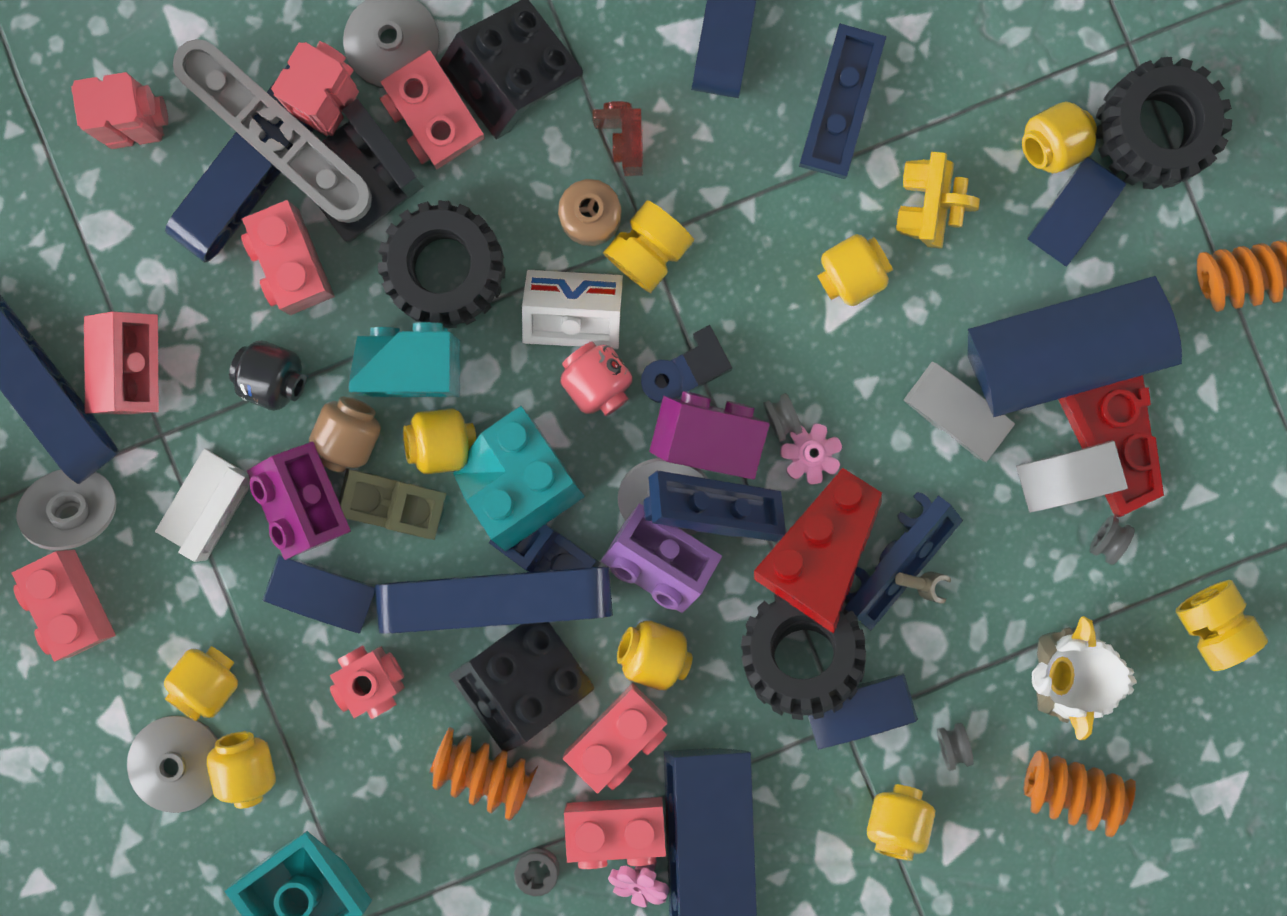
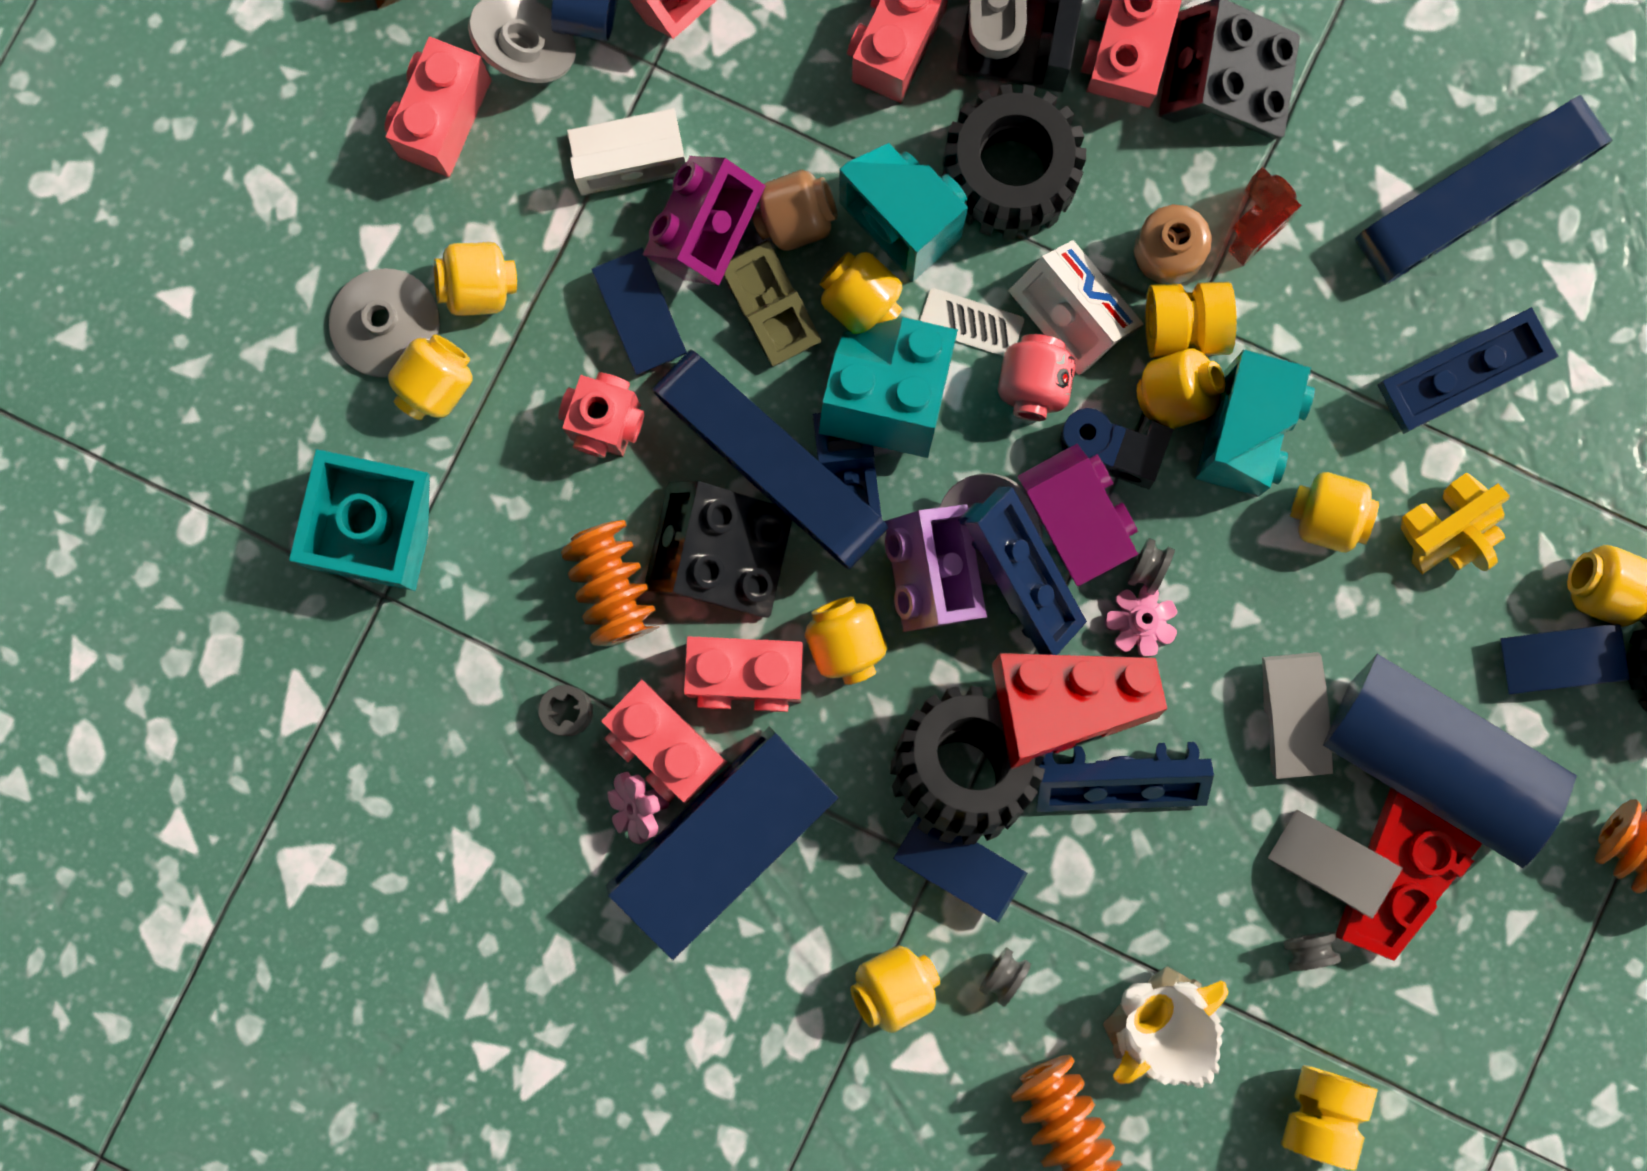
camera: 50 degrees right, 5 degrees down
(267, 375) = (785, 102): black head -> none
(520, 384) = (976, 322): none -> white sticker
(687, 294) = (1180, 388): none -> yellow head
(749, 270) = (1248, 429): none -> teal slope
(924, 584) = (1121, 819): dark tan hand -> none

